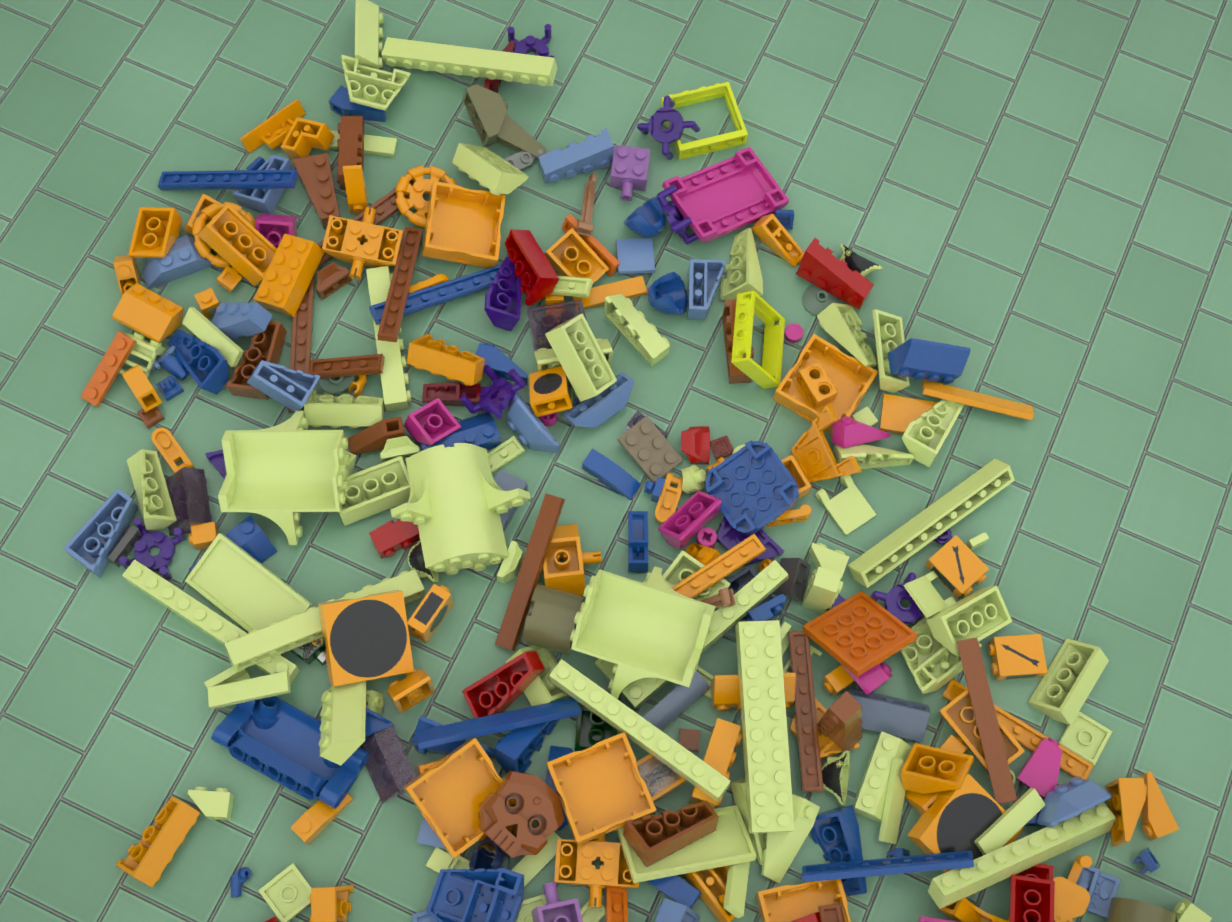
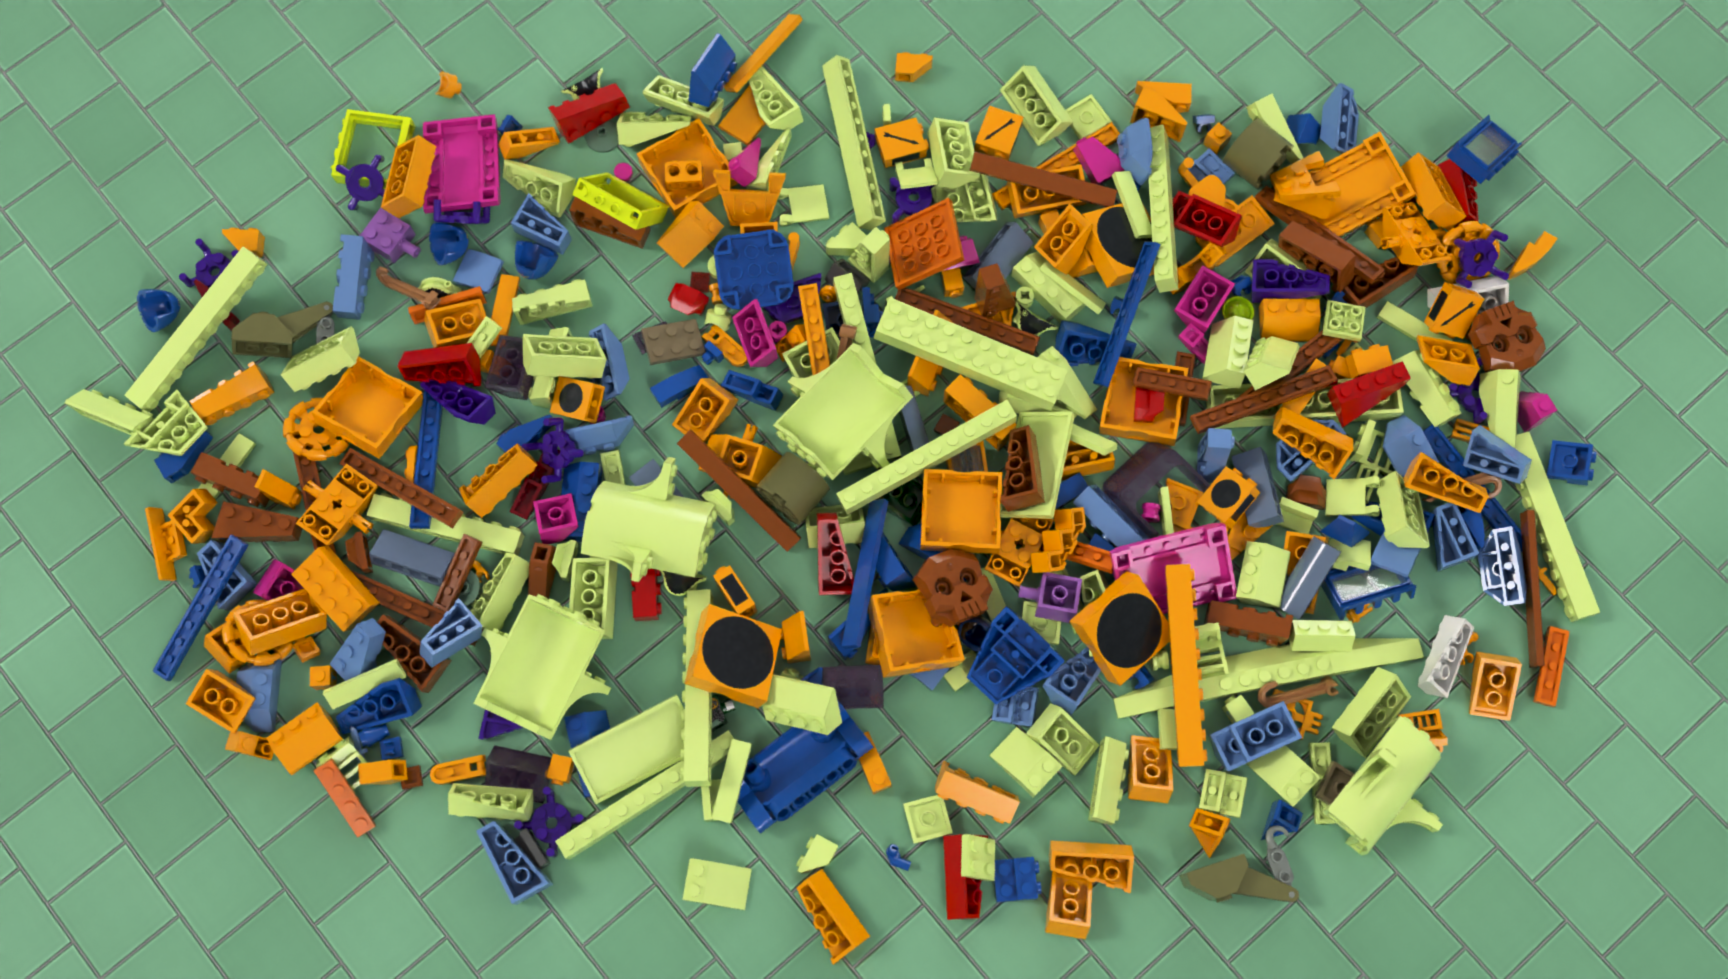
camera: 60 degrees left, 5 degrees up
(151, 721) = (717, 884): none -> yellowish green slope
(345, 322) = (411, 557): none -> sand blue brick
(427, 117) = (232, 394): none -> light orange wedge
(476, 26) = (157, 308): none -> blue hair
(568, 63) = (250, 239): none -> light orange slope
(597, 508) = (705, 409): none -> light orange slope
(603, 231) = (440, 286): none -> yellowish green hat
(616, 901) = (1060, 541): none -> light orange brick
(688, 156) = (408, 177): none -> light orange brick
(760, 415) = (690, 233): none -> light orange slope
(796, 152) = (448, 85): none -> light orange piece
(856, 760) = (1026, 300): none -> yellowish green wheel
(1041, 542) = (912, 66): none -> light orange slope
(1135, 883) = (1217, 138): none -> light orange brick

